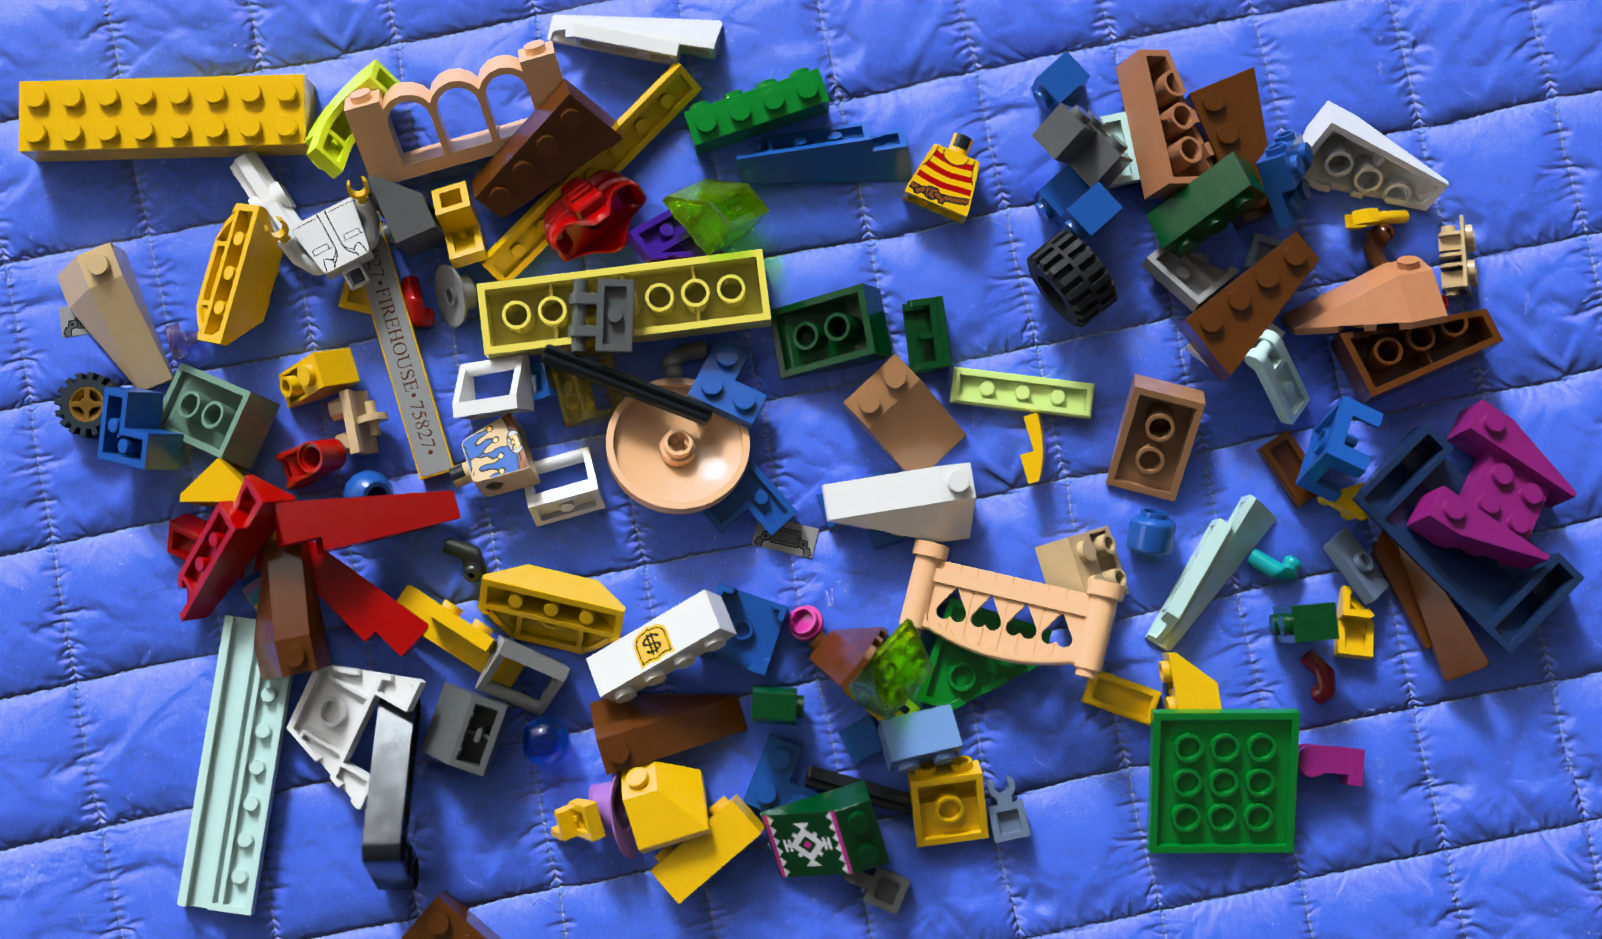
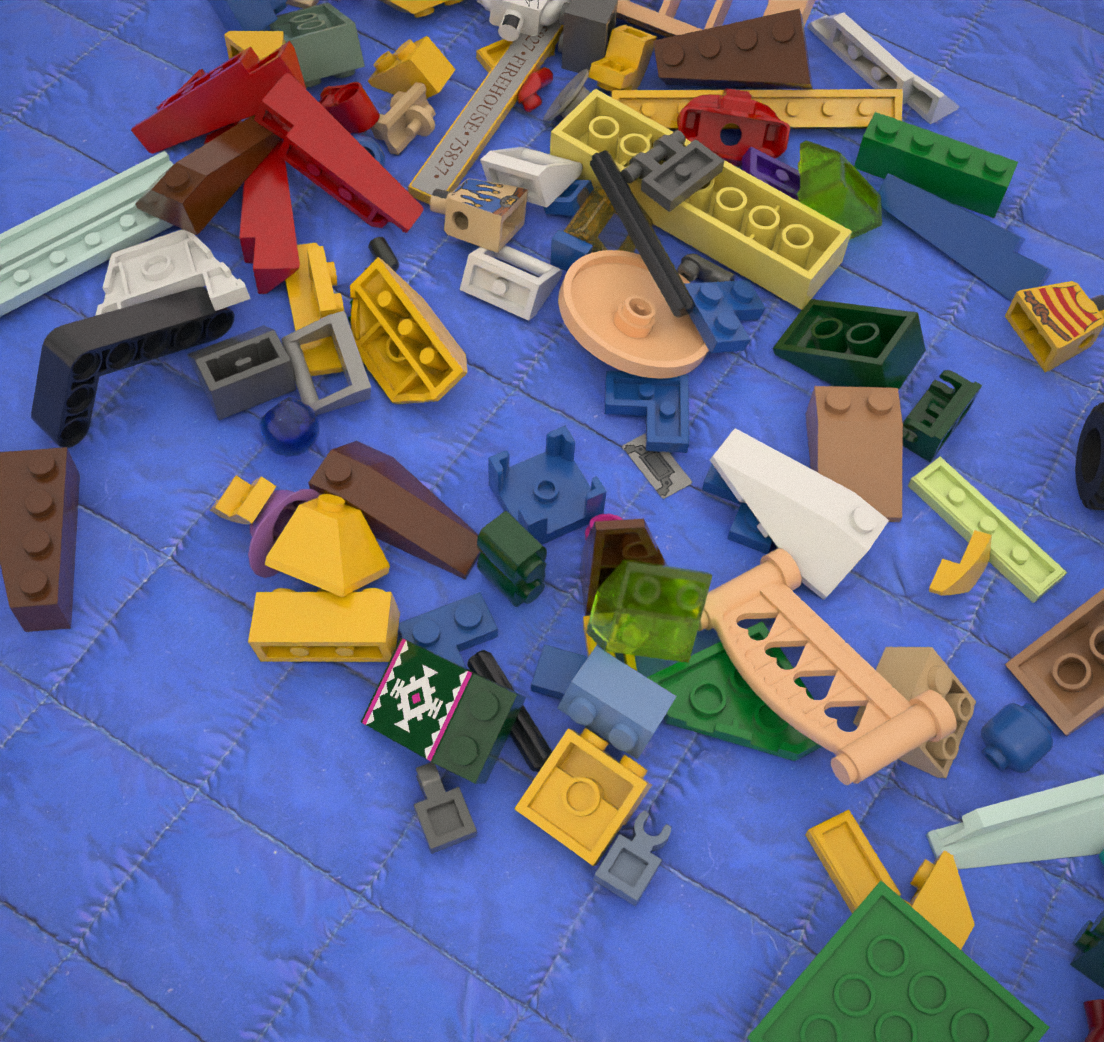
camera: 45 degrees right, 25 degrees down
(585, 431) = (567, 250): none -> blue tile
(661, 647) = (465, 427): white brick -> none

